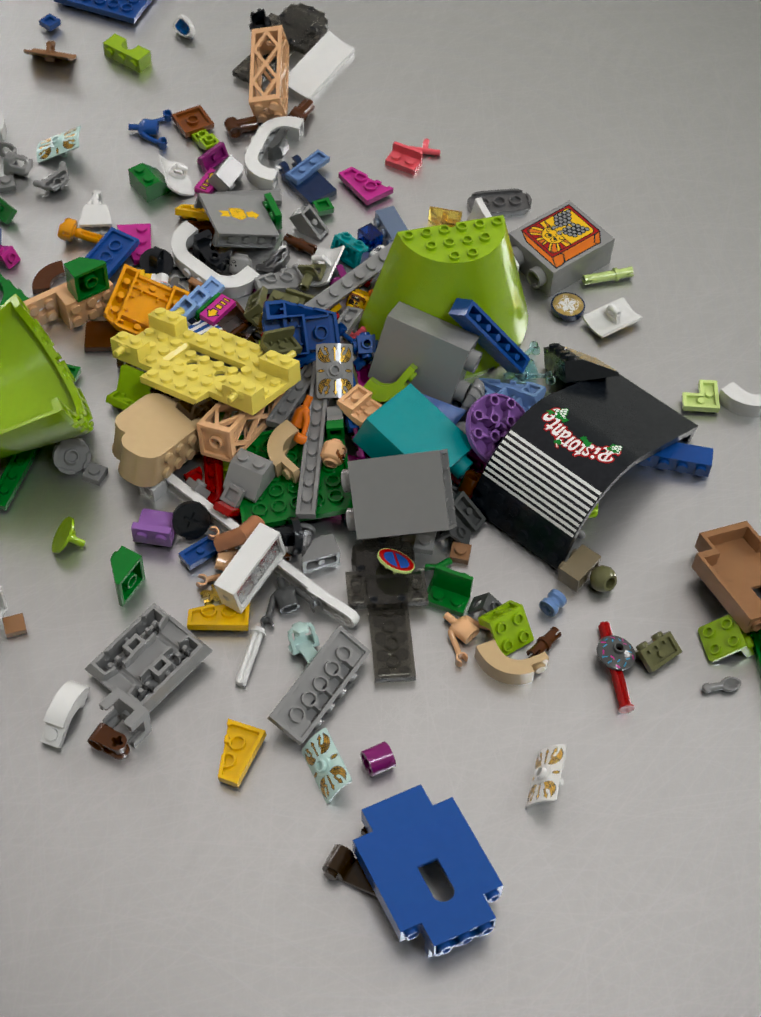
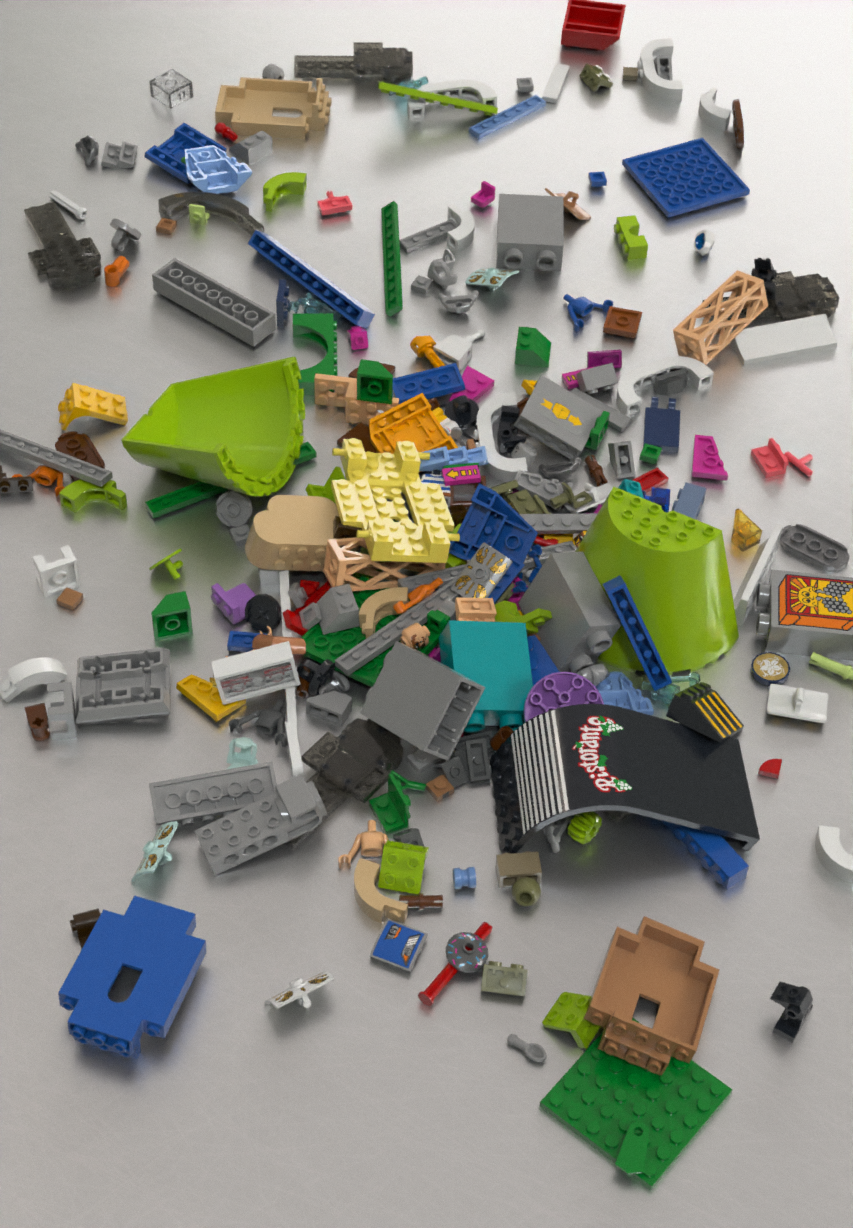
camera: 45 degrees right, 5 degrees down
(50, 91) = (530, 232): none -> light grey brick
(176, 176) = (556, 356): white shield -> none
(204, 139) = (615, 341): lime slope -> none
(237, 127) = (653, 346): reddish brown piece -> none
(239, 751) = (117, 795): yellow wing -> none
(257, 634) = (197, 739): white axle -> none
(280, 340) = (467, 525): olive bracket -> none
(303, 109) = (724, 367): reddish brown piece -> none
(307, 167) = (673, 414): medium blue tile -> none
(343, 224) = (653, 478): none -> red tile
(363, 351) = (528, 570): blue brick -> none
(378, 759) = (196, 878): magenta piece -> none
(384, 679) = (262, 825): none -> light grey brick
(395, 561) = (367, 748): piece -> none
(565, 687) = (398, 945): none -> slope
(644, 374) = (770, 768): none -> red tile
(705, 401) = (799, 828): yellowish green plate -> none

